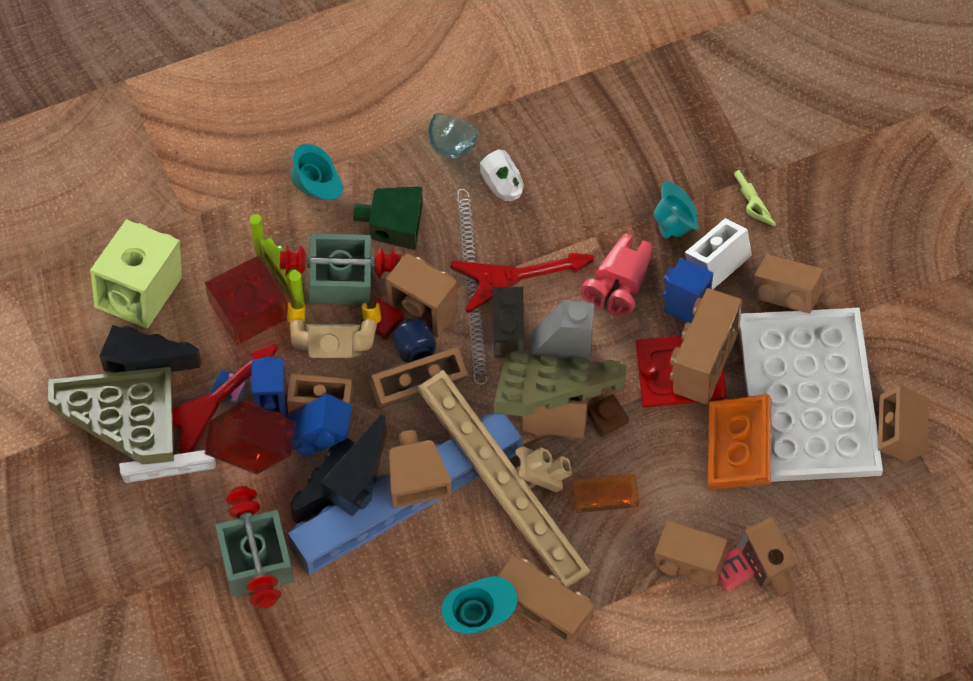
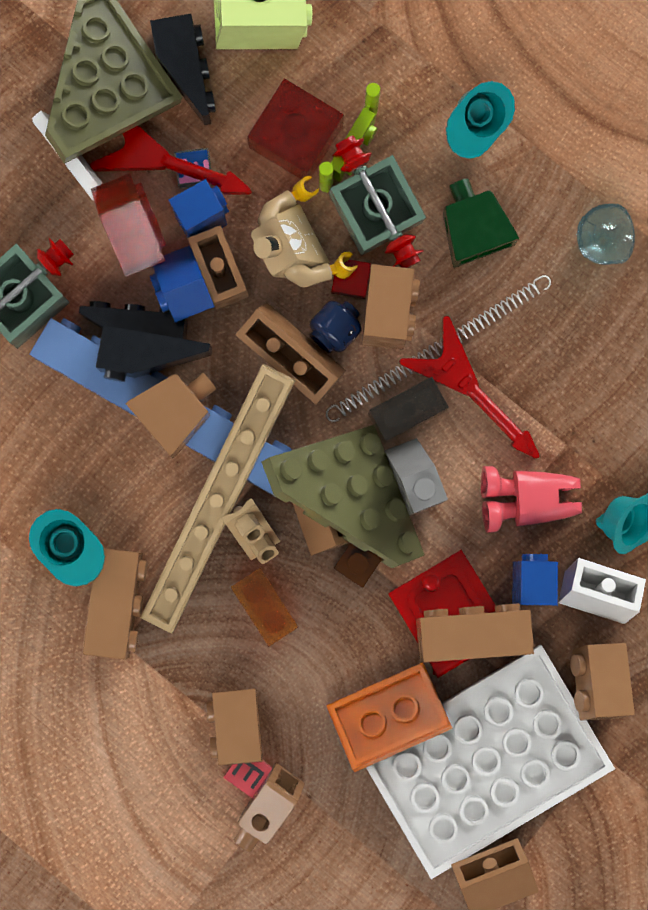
camera: 60 degrees right, 25 degrees up
(502, 175) = (585, 313): white rock -> none

